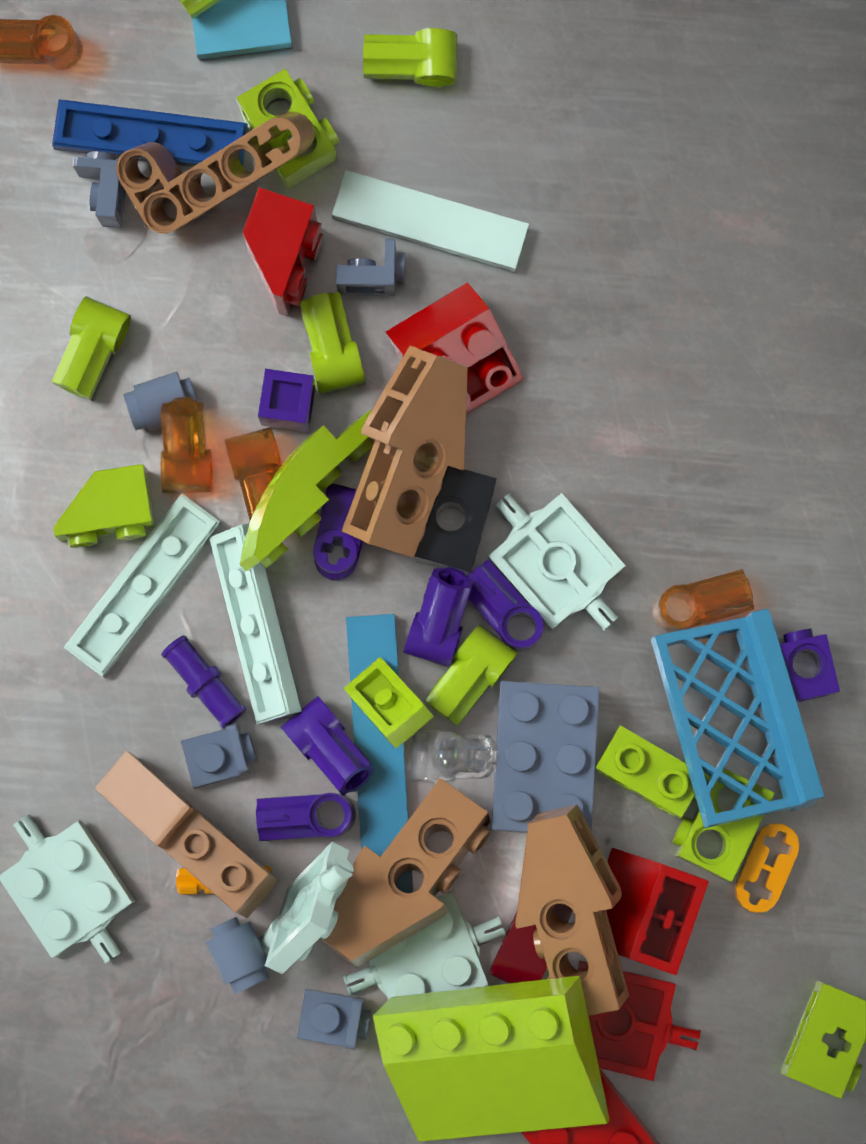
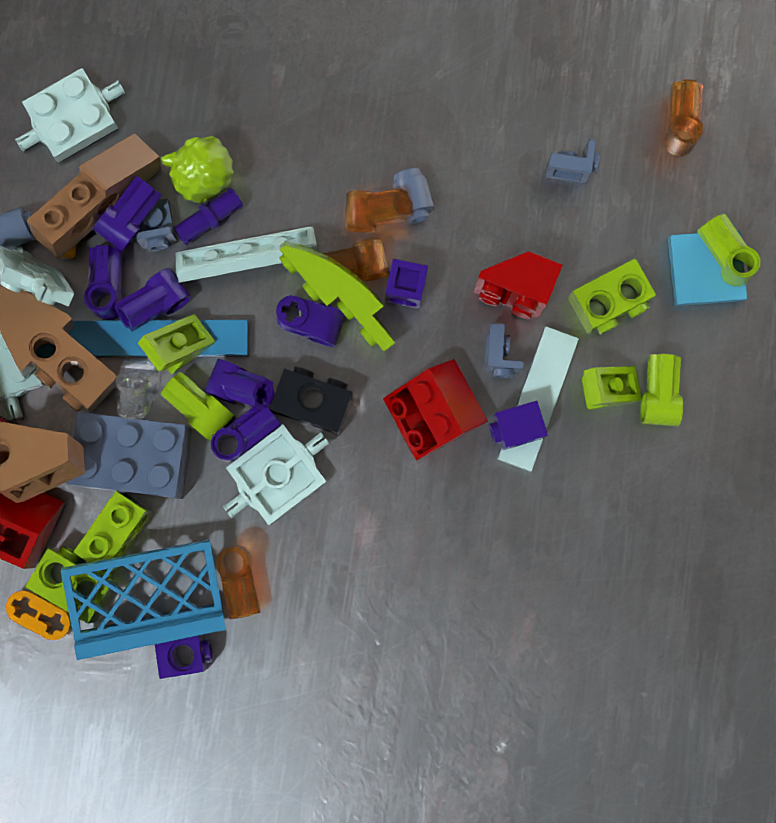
camera: 90 degrees right, 0 degrees up
(95, 335) = (464, 152): lime piece -> none
(107, 504) = (341, 156): lime slope -> none
(115, 129) = (611, 200): blue tile -> none
(142, 585) = (283, 179): light aqua tile -> none
(142, 692) = (200, 169): none -> lime animal
(222, 793) = (124, 218): none -> dark purple piece
(223, 167) = (580, 246): medium nougat beam -> none
(333, 353) = (438, 321): lime piece -> none
(409, 125) = (610, 386): none -> lime slope
(416, 436) = (386, 372): medium nougat brick -> none
(472, 240) = (518, 426): none -> dark purple brick

